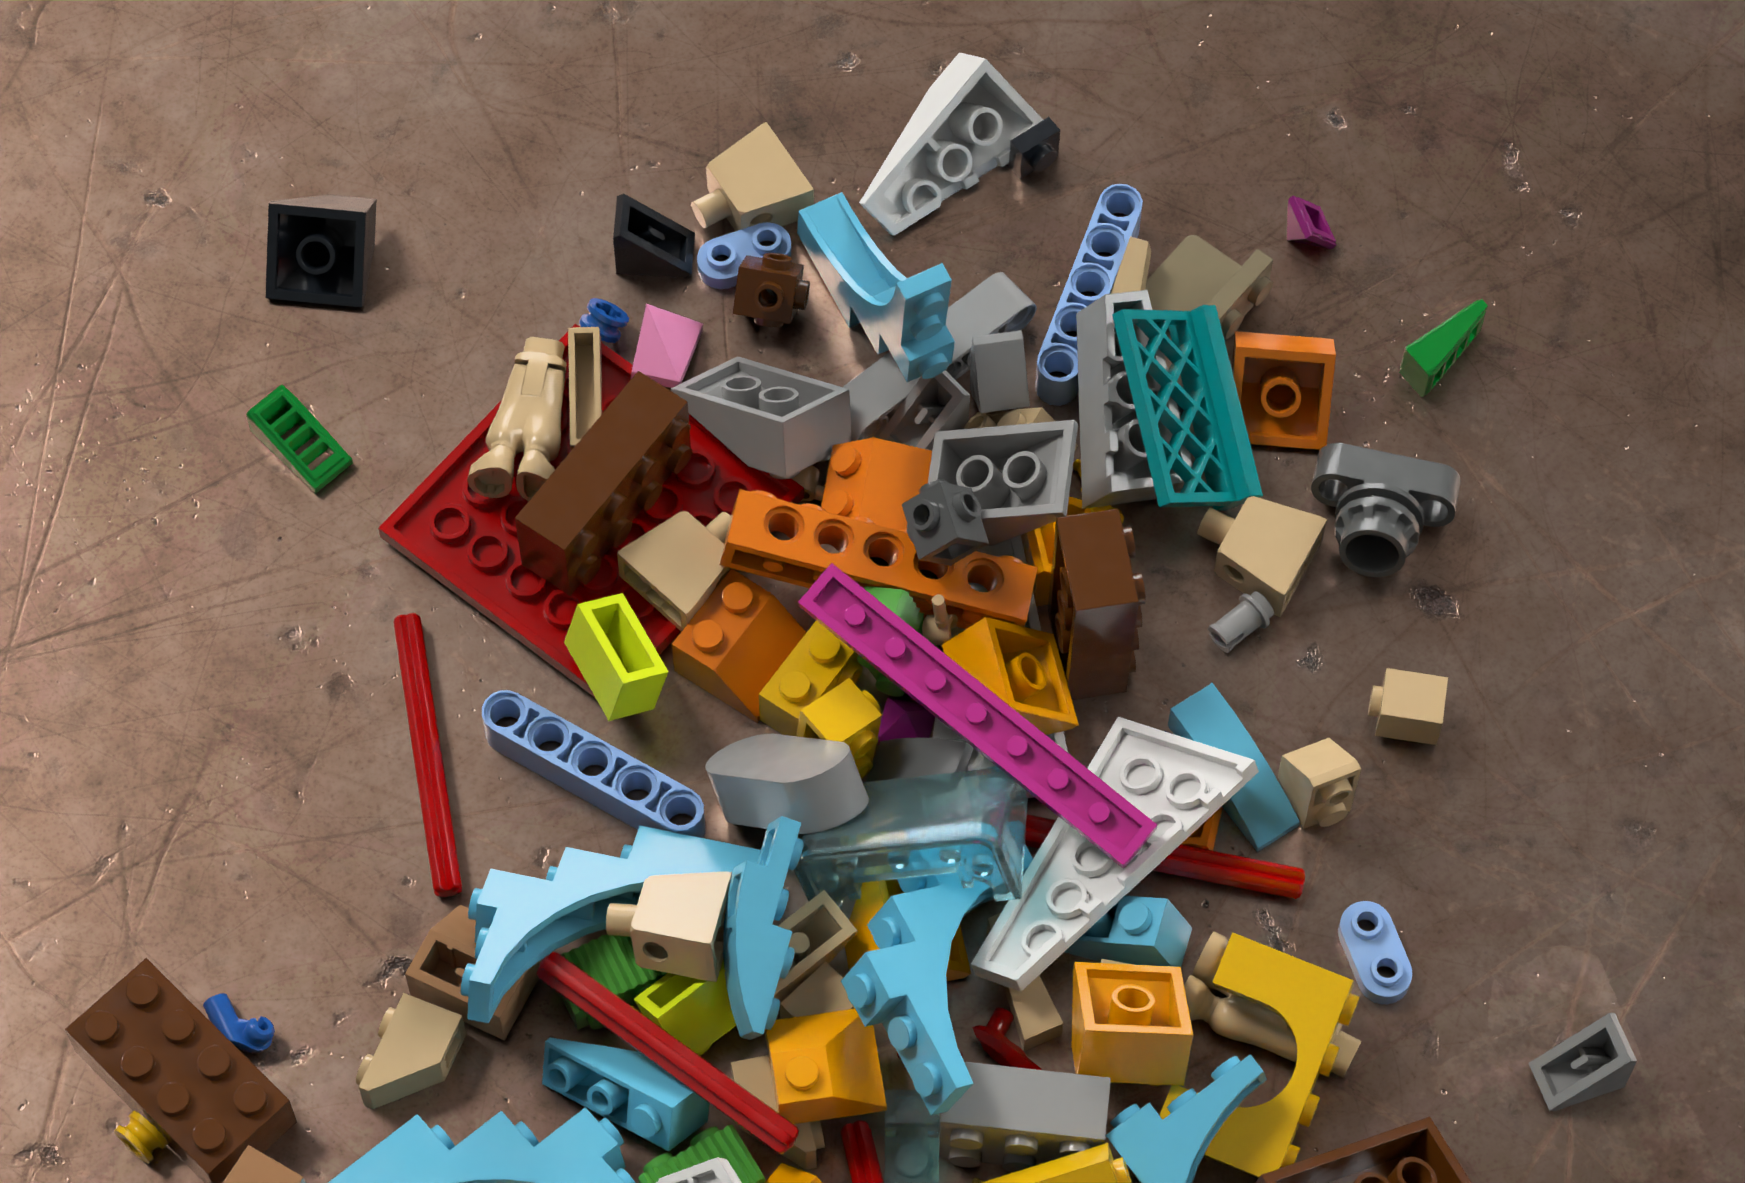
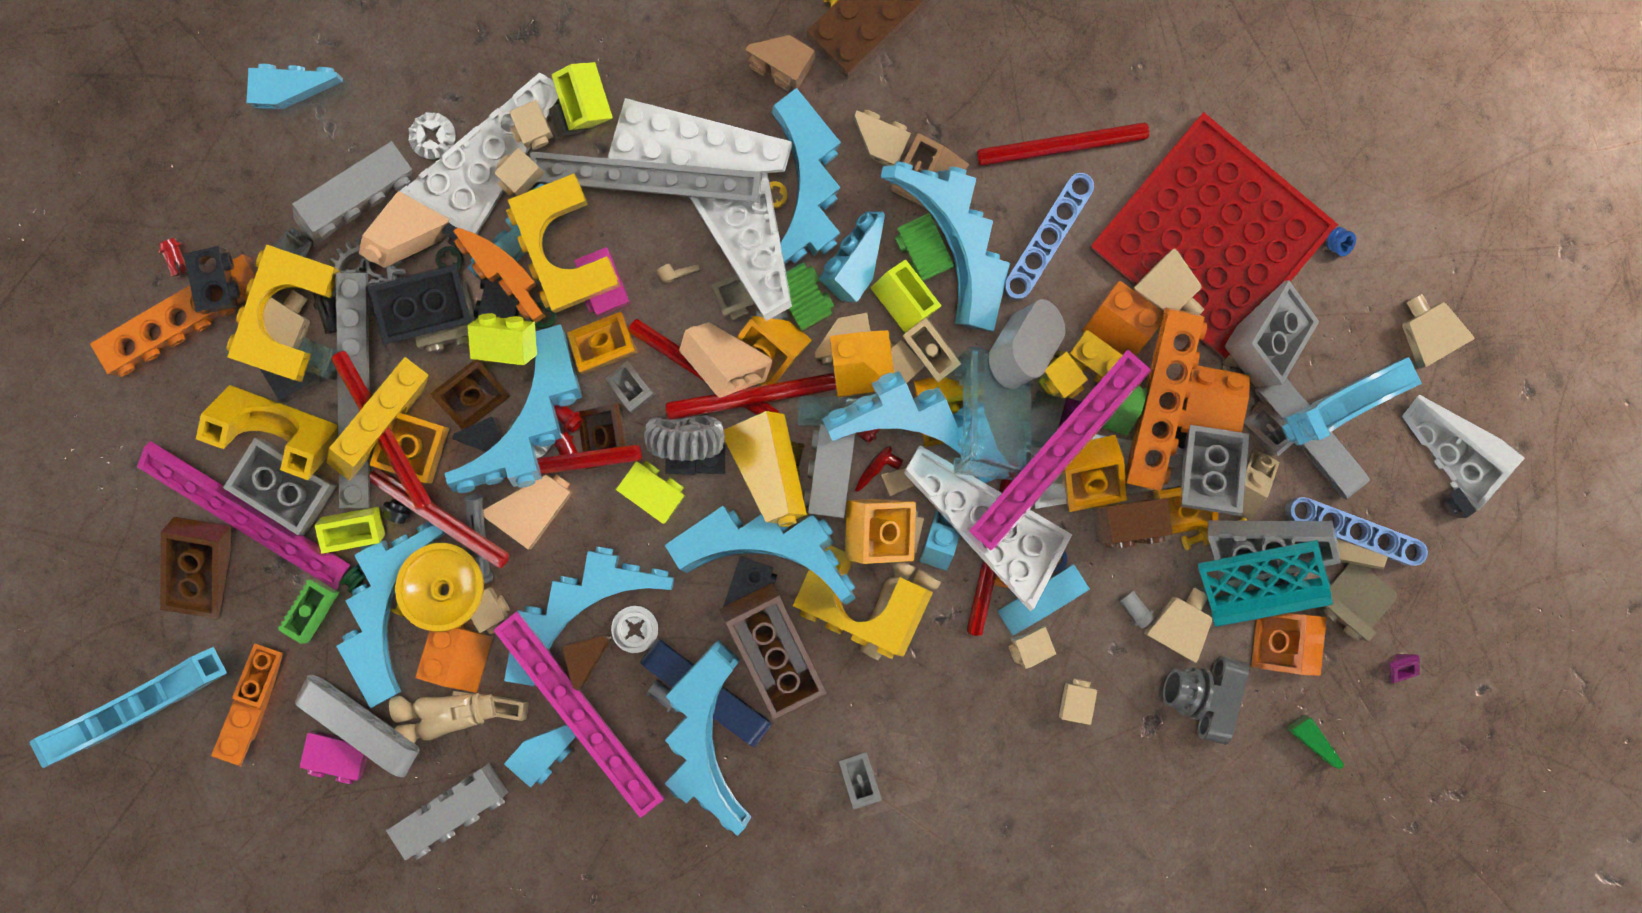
camera: 90 degrees right, 25 degrees up
(244, 1034) = (897, 43): blue arm -> none
(280, 413) = (1283, 46): green slope -> none
(320, 249) = (1393, 72): black slope -> none
(524, 423) = (1266, 196): tan piece -> none
(584, 380) = (1290, 230): tan piece -> none
(604, 484) = (1219, 241): reddish brown brick -> none
(616, 656) = (1109, 247): neon yellow brick -> none
(650, 242) = (1395, 269): black slope -> none
(665, 346) = (1320, 277): bright pink slope -> none
(668, 1053) = (869, 276): red axle -> none
(676, 923) = (942, 283): torso -> none
(736, 247) = (1386, 326): light blue plate -> none
(753, 947) = (923, 323): medium azure slope -> none
(770, 289) = (1359, 340): reddish brown brick -> none
(938, 626) = (1127, 432): tan hand -> none
(944, 522) = (1180, 435): dark grey brick -> none
(999, 372) = (1292, 474): light grey slope -> none
(1375, 949) = (933, 672): light blue plate -> none

